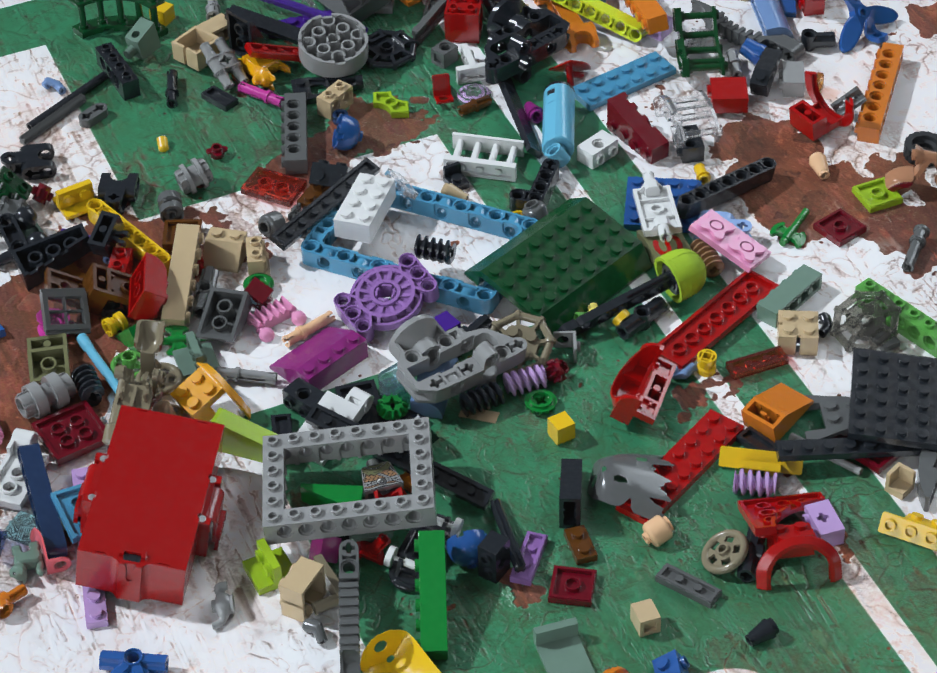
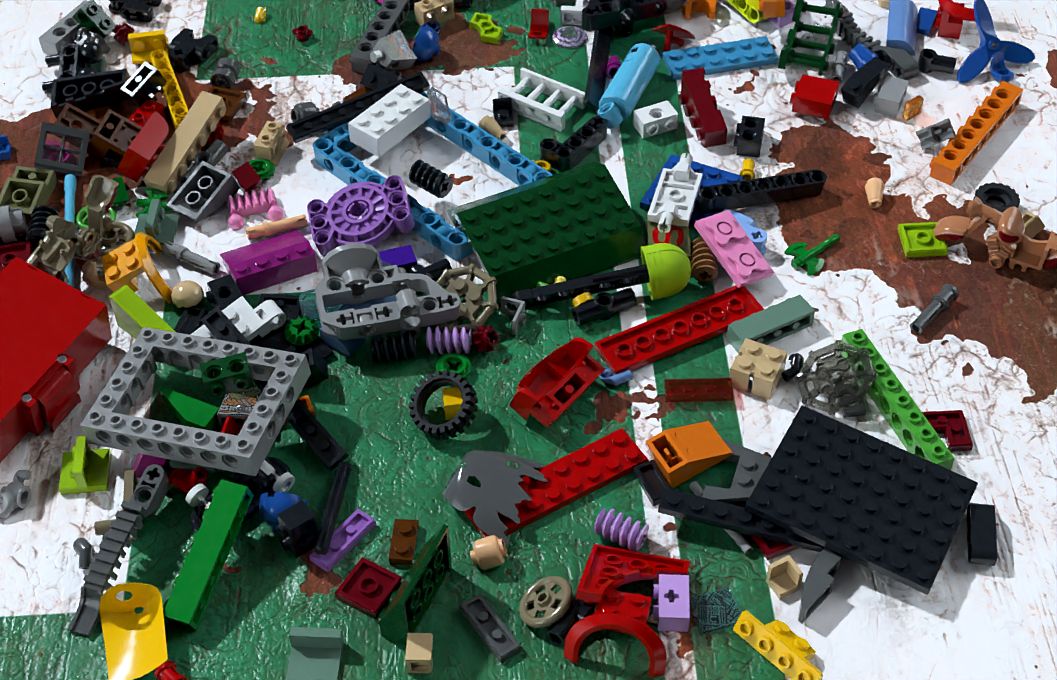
camera: 20 degrees right, 5 degrees up
(114, 324) = (108, 171): yellow wheel -> none
(193, 175) = (263, 50): light grey piece -> none
(225, 249) = (245, 126): tan slope -> none
(266, 405) = (187, 294): none -> tan hair
(273, 186) = (330, 79): clear red plate -> none
(302, 585) = (90, 493): tan piece -> none
(324, 146) = (393, 52): none -> torso
(375, 449) = (226, 375): none -> dark green brick
(474, 105) = (562, 47): reddish brown axle -> none
(486, 415) = (394, 367): tan sticker -> none
(535, 209) = (555, 164): dark grey head -> none
(545, 410) = (425, 391): none -> black tyre
(570, 493) = (421, 479): black slope -> none
(616, 570) = (417, 588): none -> dark green slope
(697, 100) = (758, 93): clear fence -> none
(706, 362) = (644, 374): yellow wheel -> none
(757, 460) = (639, 504): yellow bracket -> none
(819, 118) = (901, 142): red piece -> none
(839, 227) = (864, 264): dark red tile -> none
(859, 521) = (715, 610): none -> clear light blue piece

